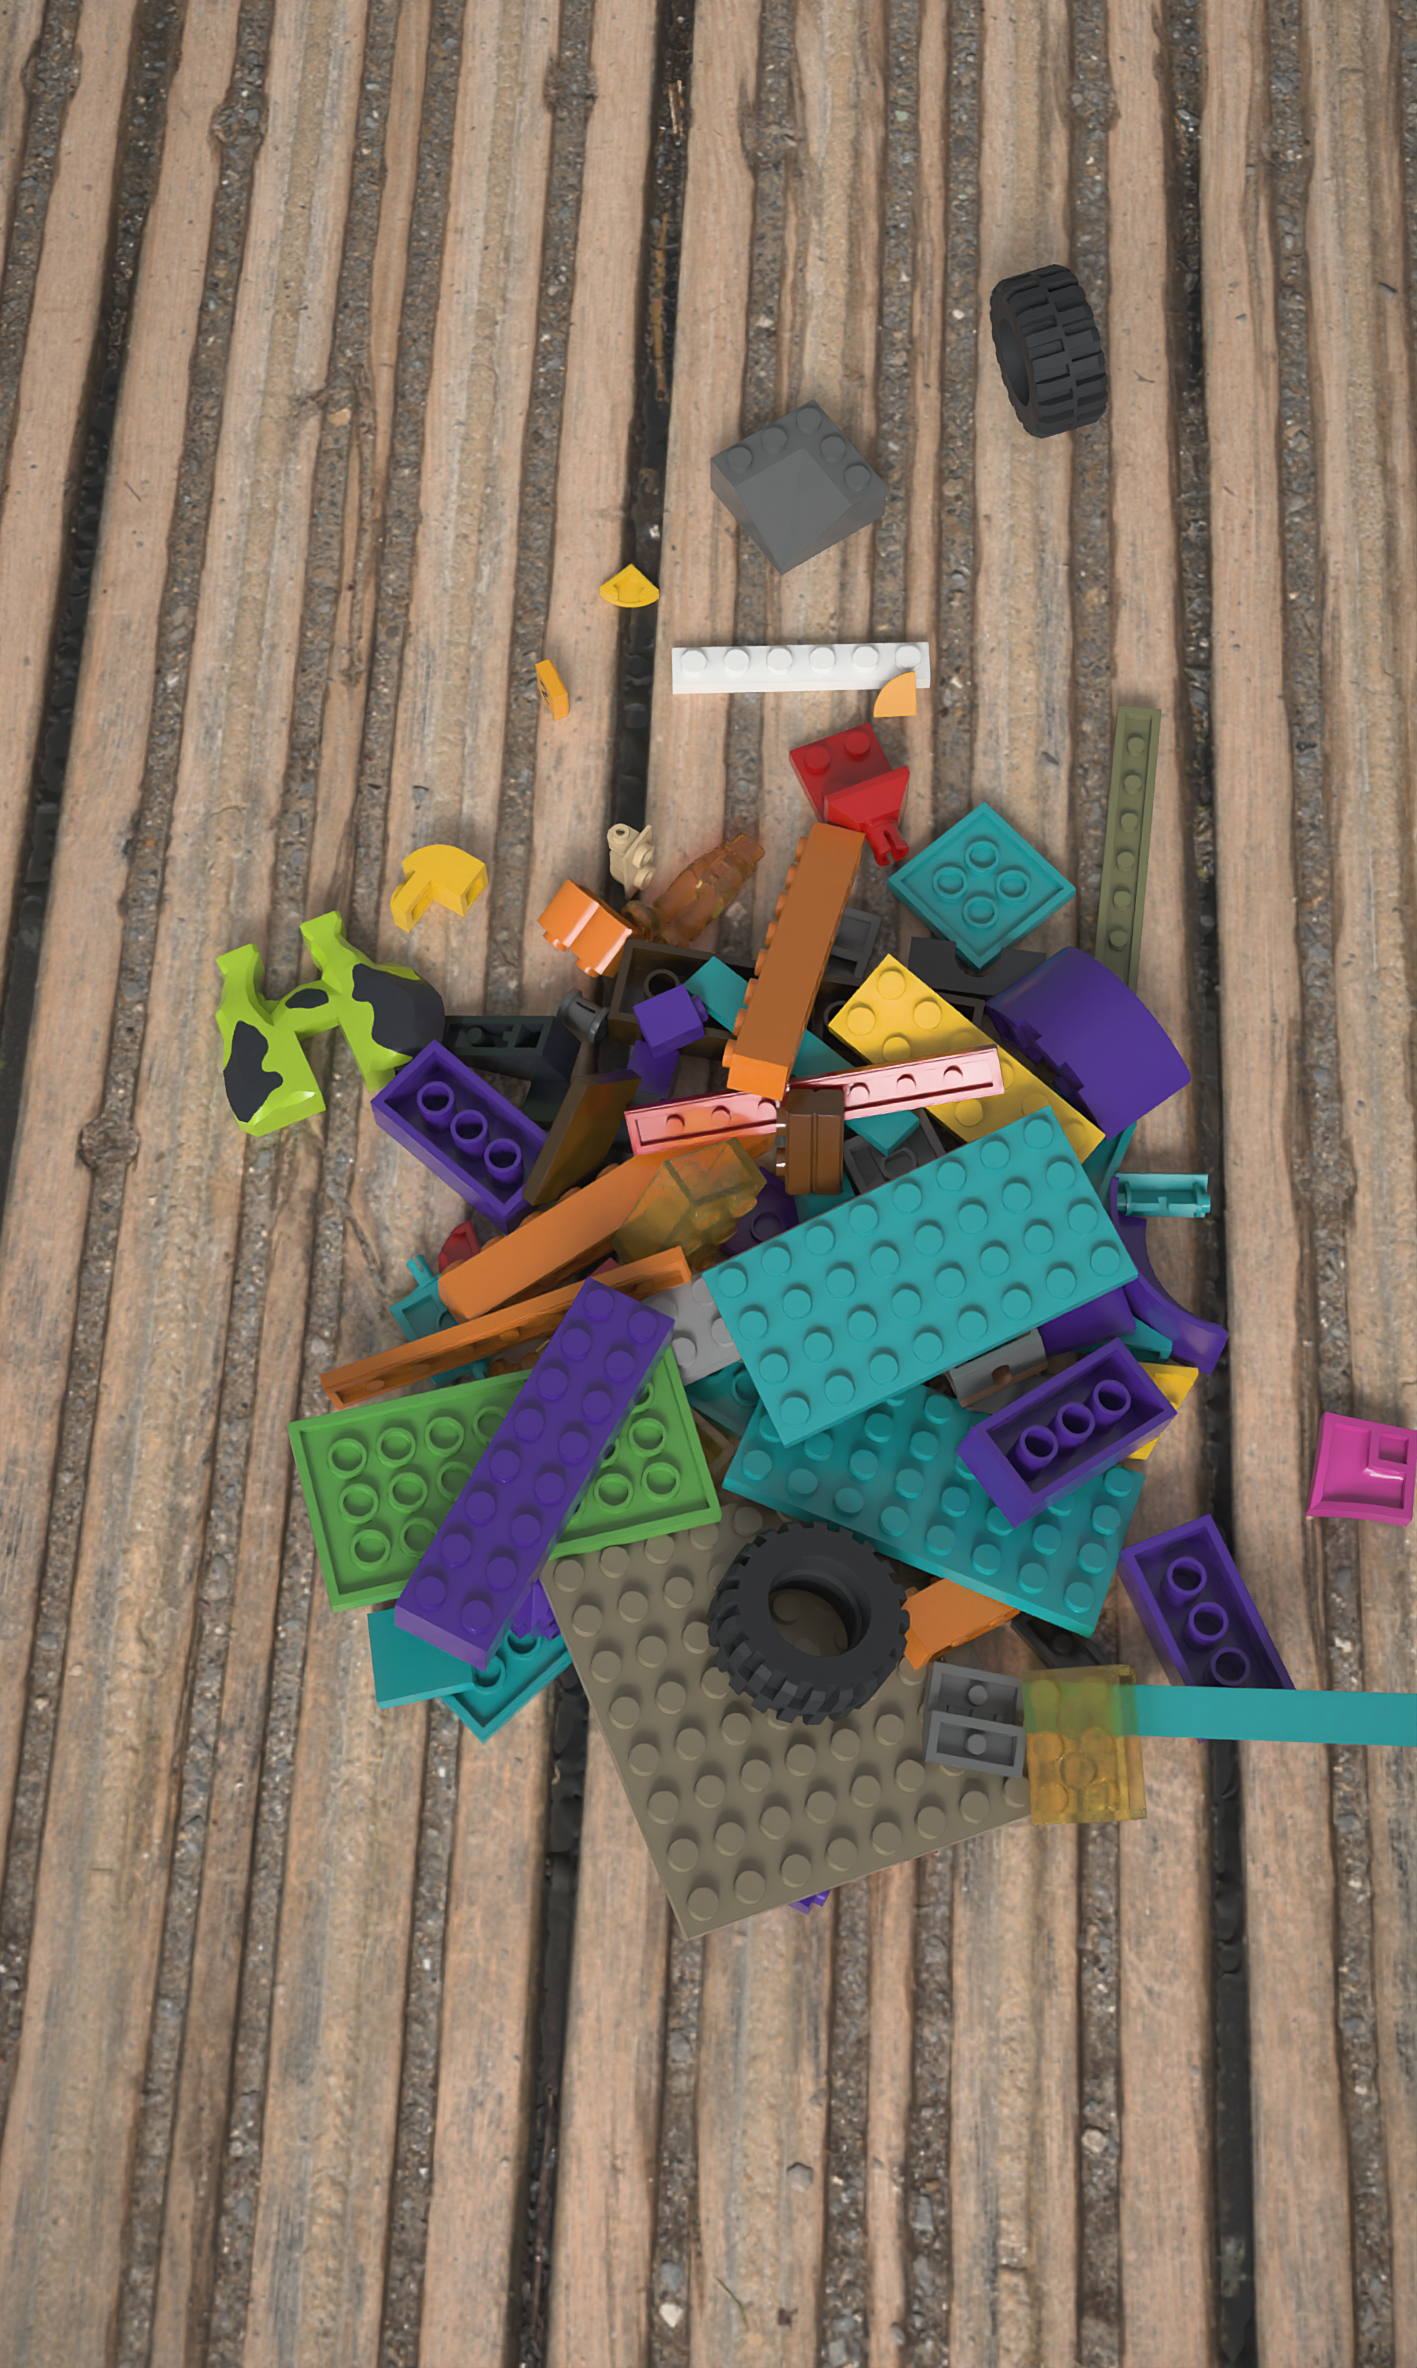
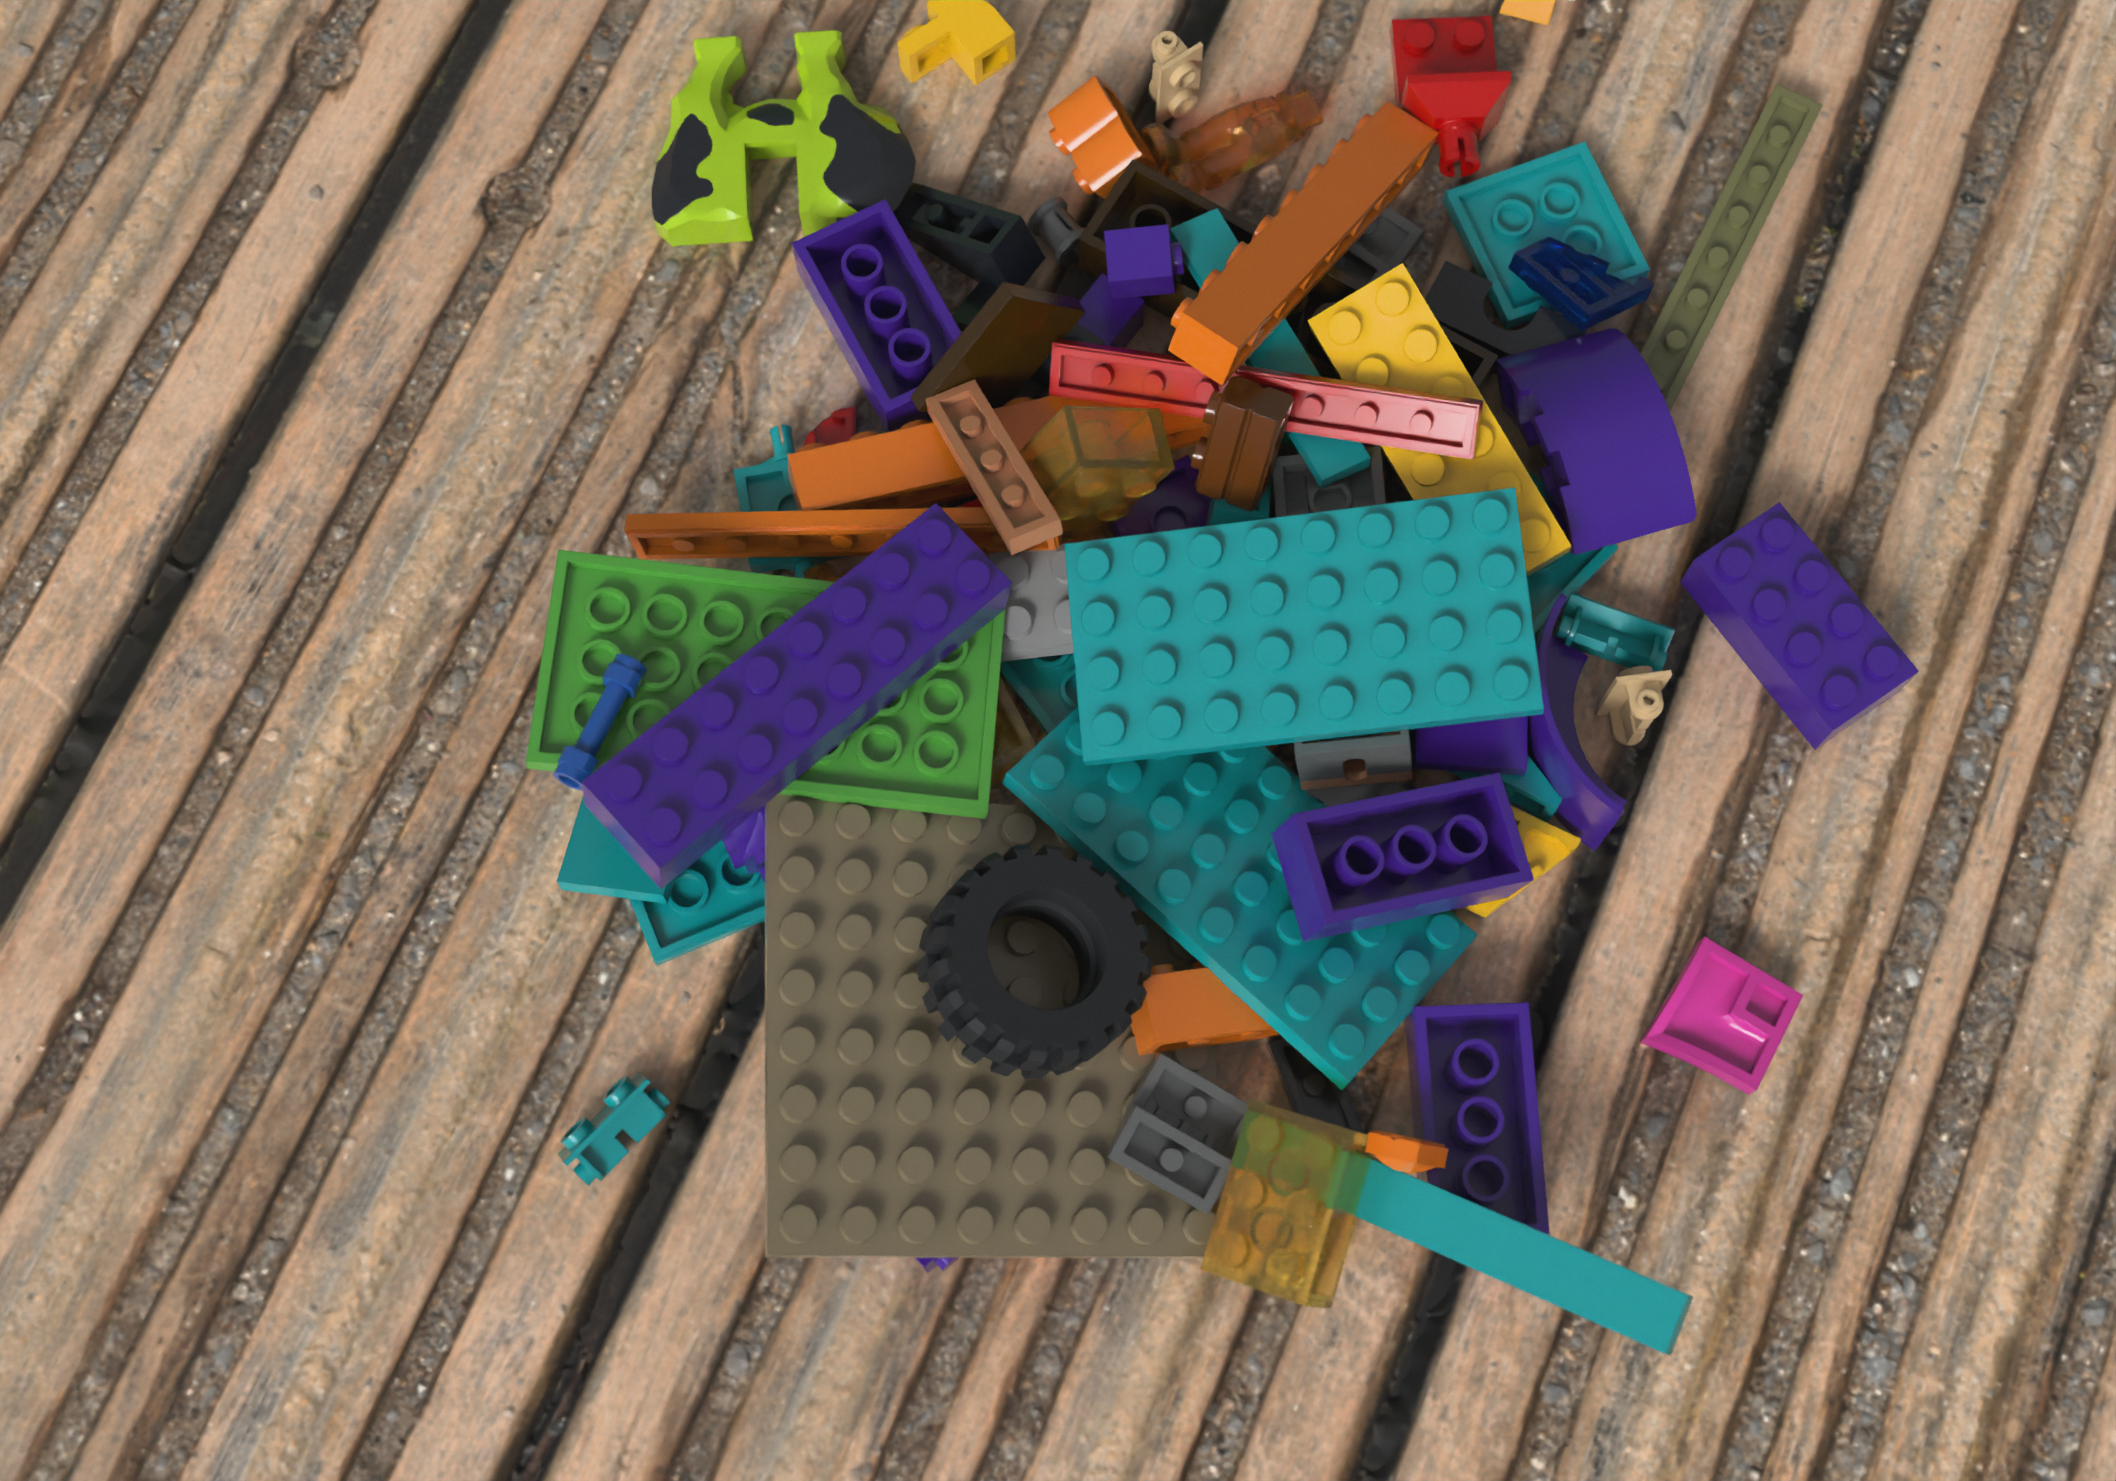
camera: 20 degrees right, 5 degrees up
(378, 1590) = (621, 680): none -> blue bar
(507, 1872) = (595, 1140): none -> teal hinge
(618, 1230) = (994, 467): none -> nougat plate
(1023, 919) = (1576, 282): none -> clear blue wing
(1161, 1668) = (1405, 1152): none -> orange tile
(1199, 1244) = (1633, 702): none -> tan hinge
(1301, 1137) = (1797, 625): none -> dark purple brick

